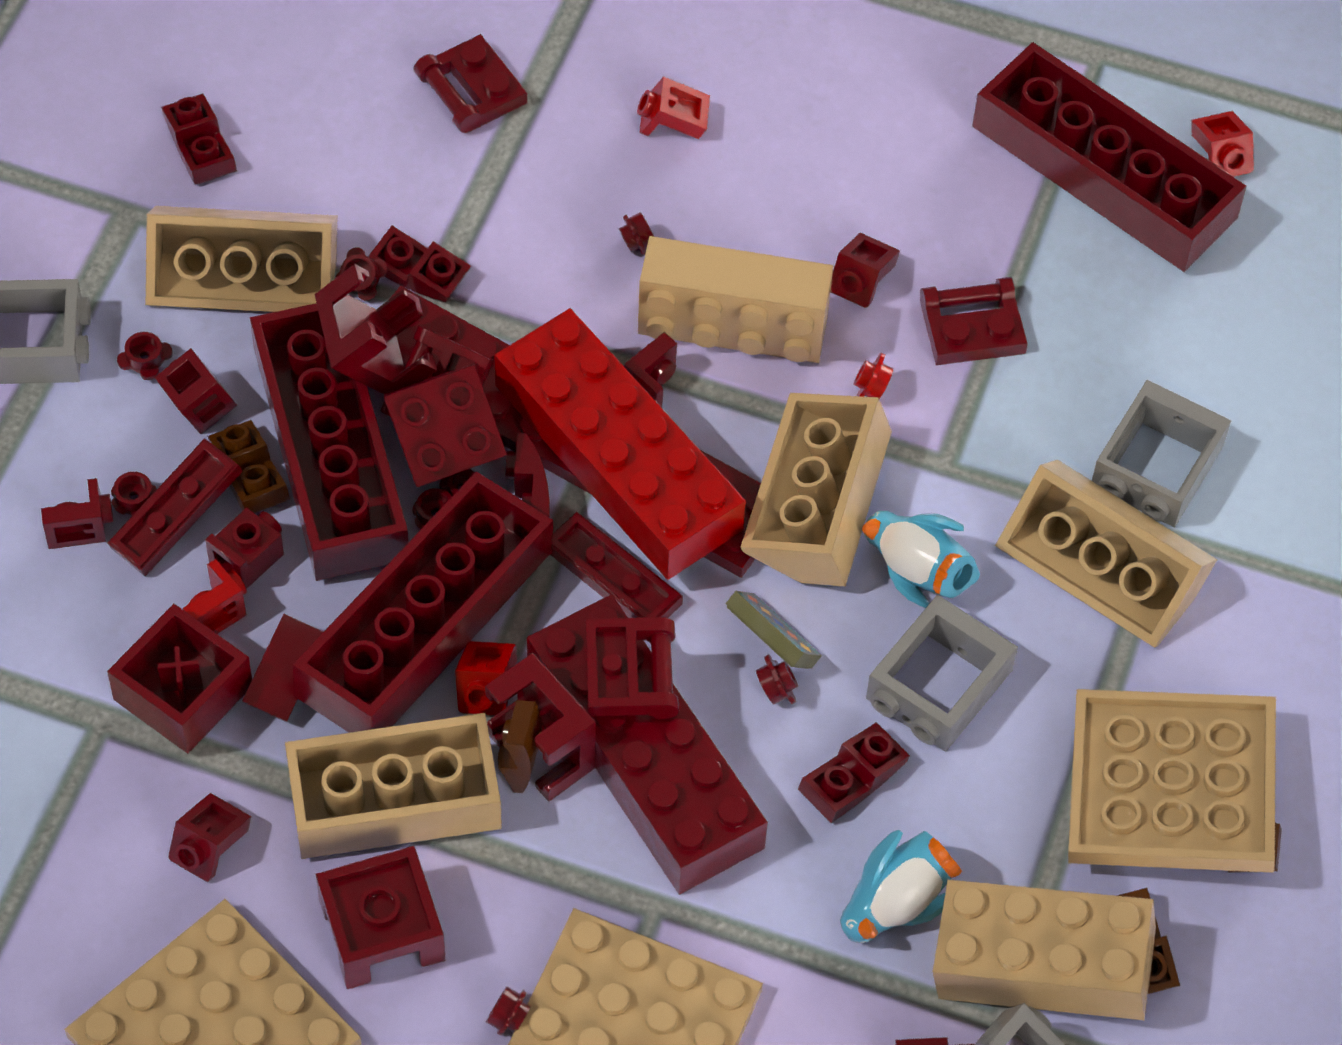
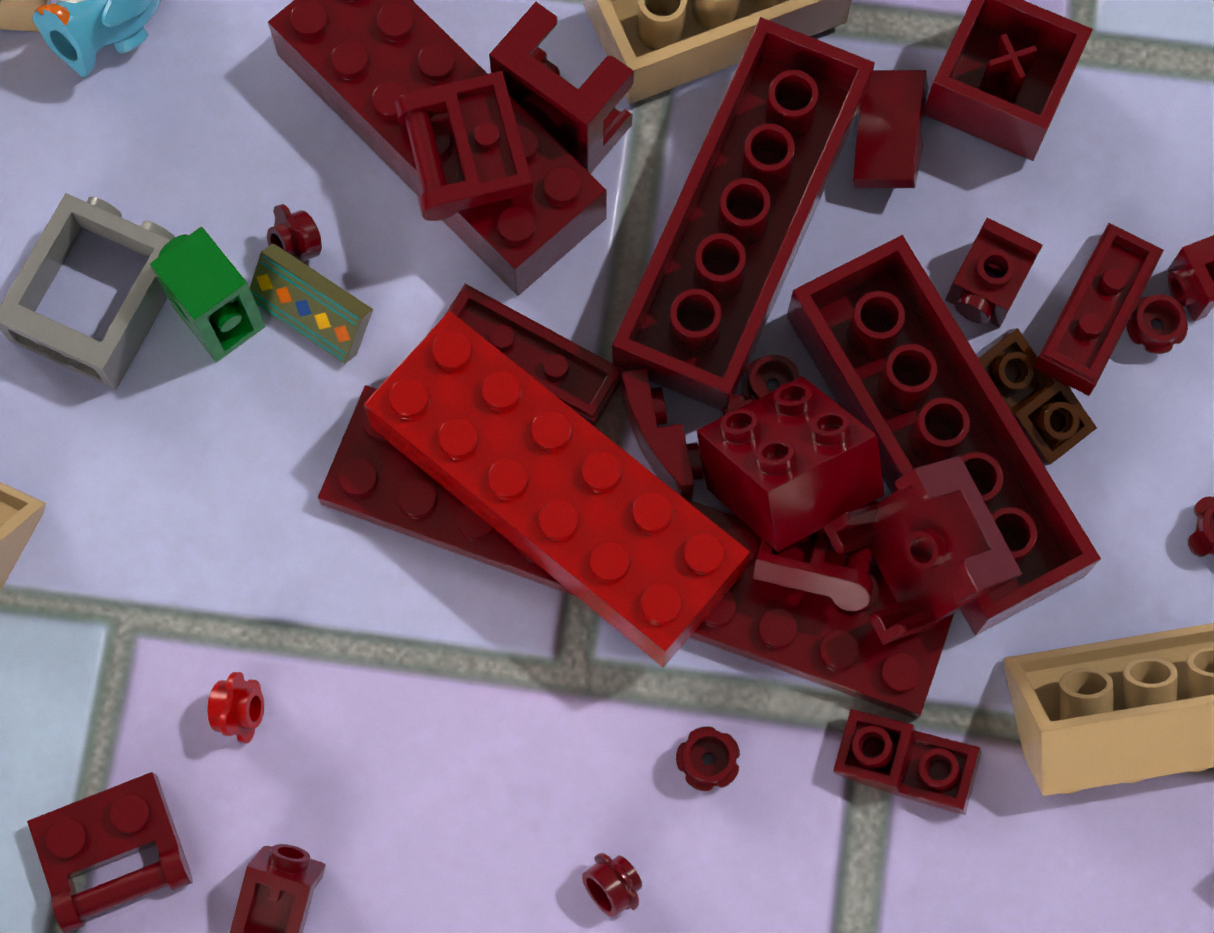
camera: 170 degrees right, 15 degrees up
(195, 391) = (1138, 477): dark red brick -> none
(221, 604) = (1001, 187): red bracket -> none
(377, 269) = (980, 720): dark red plate -> none
(477, 668) = (649, 173): red bracket -> none
(518, 749) = (578, 43): reddish brown slope -> none
(557, 282) = (711, 741): none -> dark red plate
(654, 365) = (542, 655): dark red bracket -> none
(734, 299) = (441, 761): tan brick -> none
(818, 486) = (284, 505): tan slope -> none
(849, 630) = (207, 293): none -> green brick
(854, 773) = (186, 157): dark red slope -> none
(922, 554) = (135, 440): animal -> none

